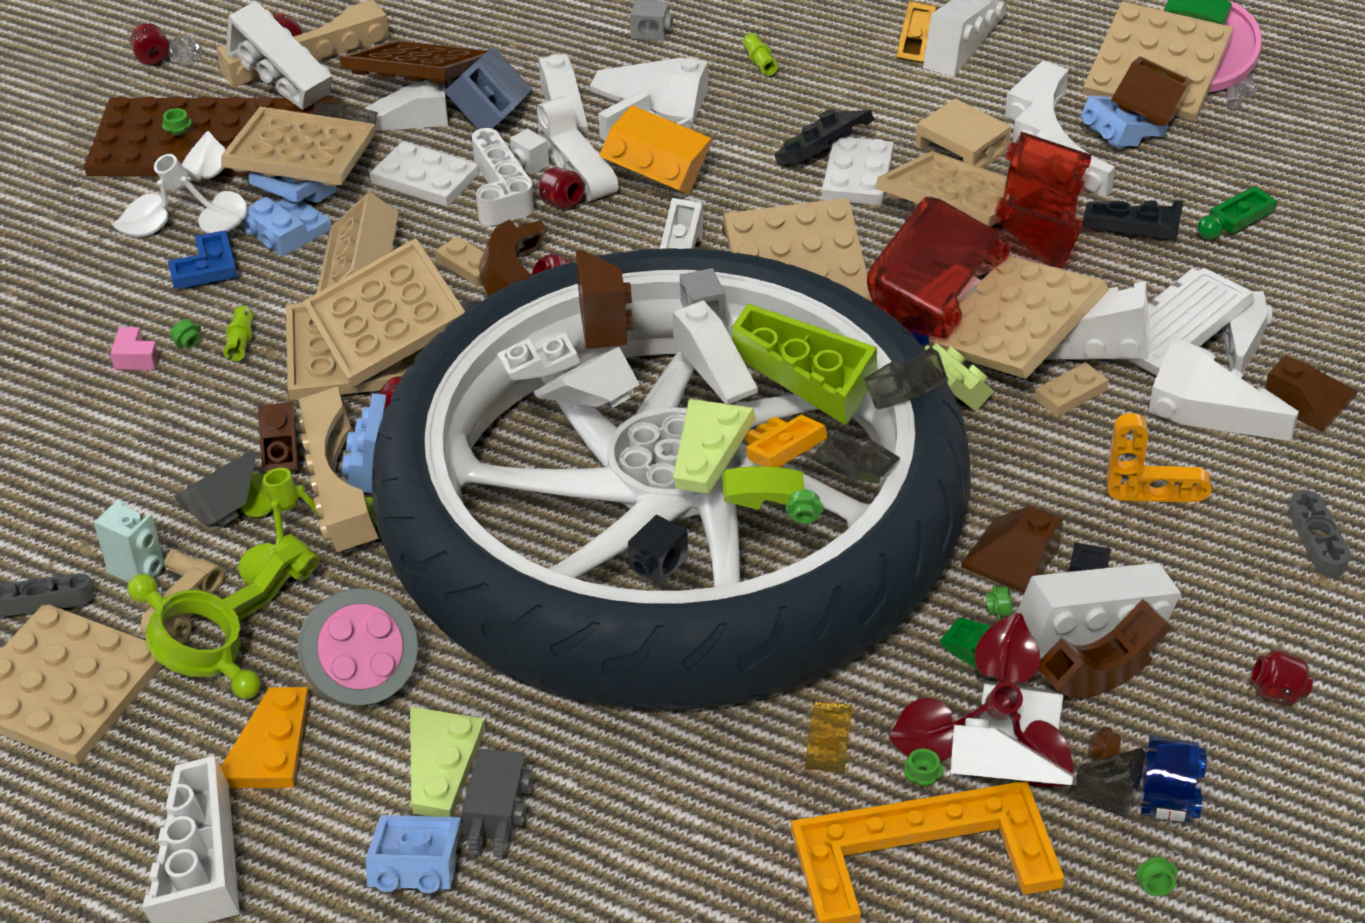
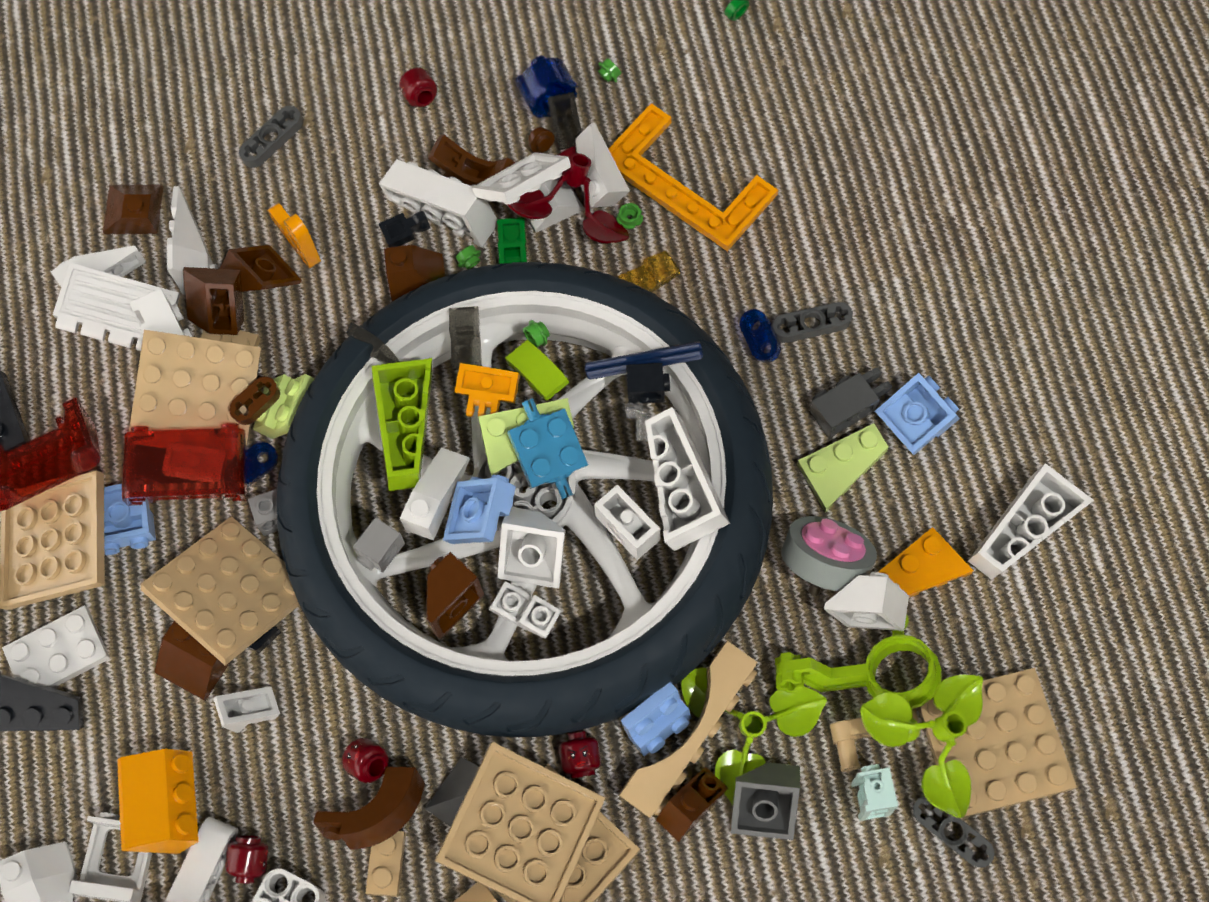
camera: 125 degrees left, 25 degrees up
(64, 590) = (960, 698): none -> lime plant
(267, 639) = (870, 603): none -> white slope
(526, 506) = (684, 488): none -> white wedge
(530, 446) = (627, 522): none -> white brick
(619, 526) = (640, 413): none -> clear arm
(621, 861) = (805, 332): none -> dark grey beam
(652, 779) = (760, 337): none -> clear blue plate
(656, 358) = (477, 509): none -> light blue plate
(667, 437) = (547, 448): none -> dark azure plate
(683, 564) = (667, 356): none -> dark blue axle
(969, 340) = (254, 400): none -> reddish brown beam
(1031, 636) = (522, 178): none -> white plate
(1115, 374) = (214, 299): none -> reddish brown slope
(1156, 418) = (260, 268): none -> reddish brown slope

